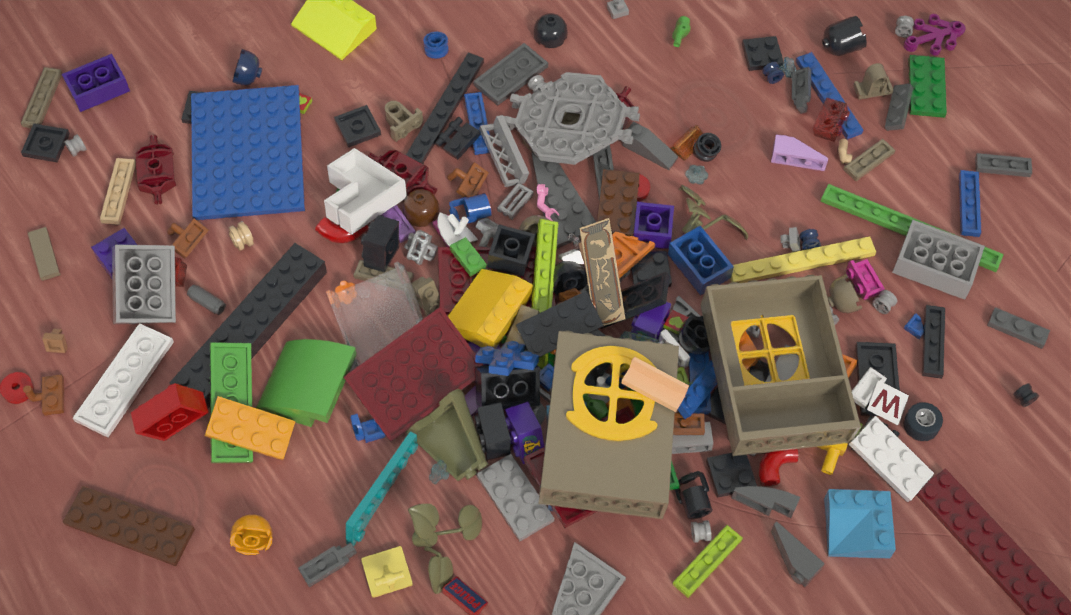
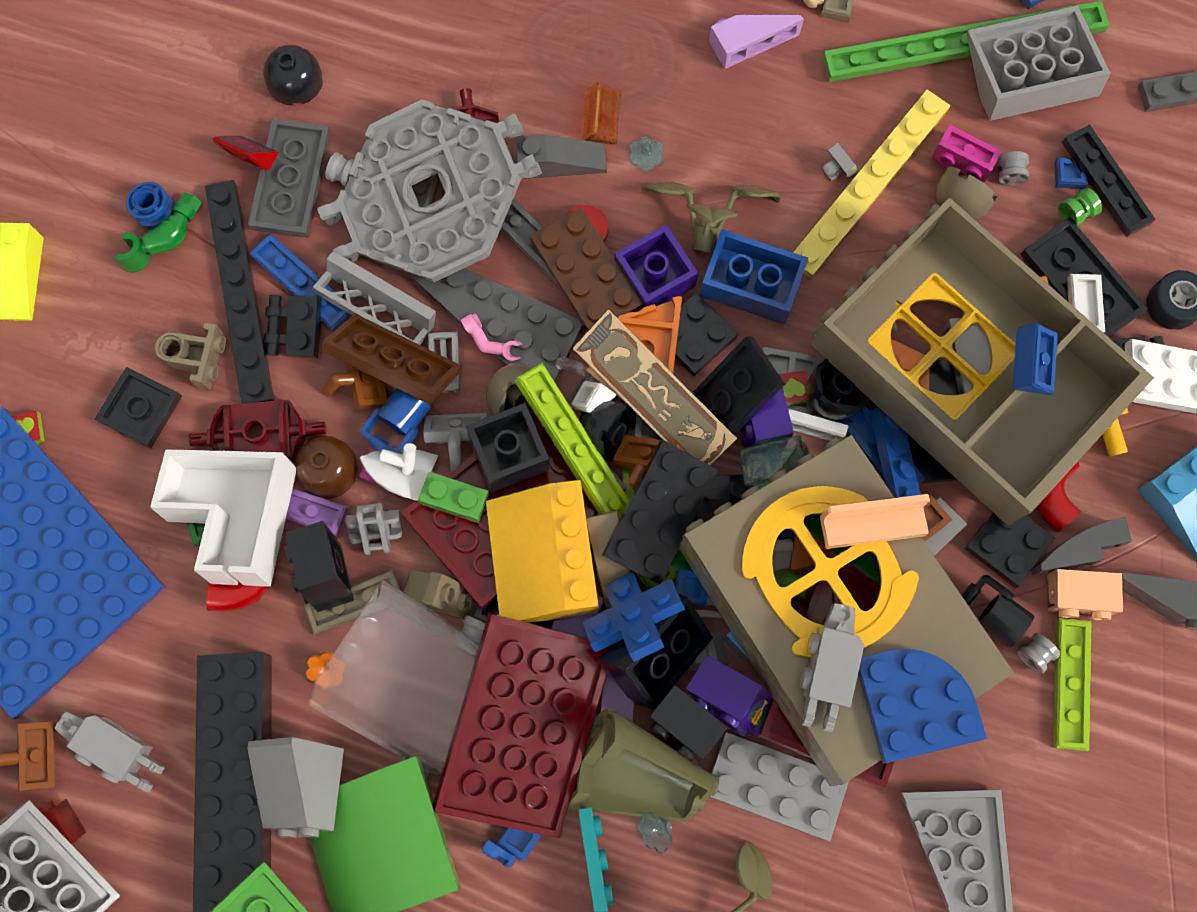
camera: 35 degrees left, 15 degrees up
(206, 299) = (136, 828): dark grey piece -> none
(224, 257) = (109, 748): none -> light grey hinge
(240, 236) = (108, 698): tan wheel -> none
(292, 323) = (296, 785): none -> light grey slope
(428, 61) = (161, 239): none -> green piece
(490, 178) = (391, 358): none -> reddish brown plate
(500, 48) = (247, 150): none -> red slope
(577, 429) = (832, 666): none -> light grey hinge
(606, 479) = (918, 704): none -> blue plate
(702, 152) = (642, 97): black wheel -> none
(749, 521) = (1085, 593): none -> light nougat hinge
(802, 374) = (1035, 359): none -> blue slope
(809, 239) = (861, 147): dark blue wheel -> none
(887, 402) = (1125, 307): white sticker -> none
(906, 343) = (1084, 205): none -> bright green wheel

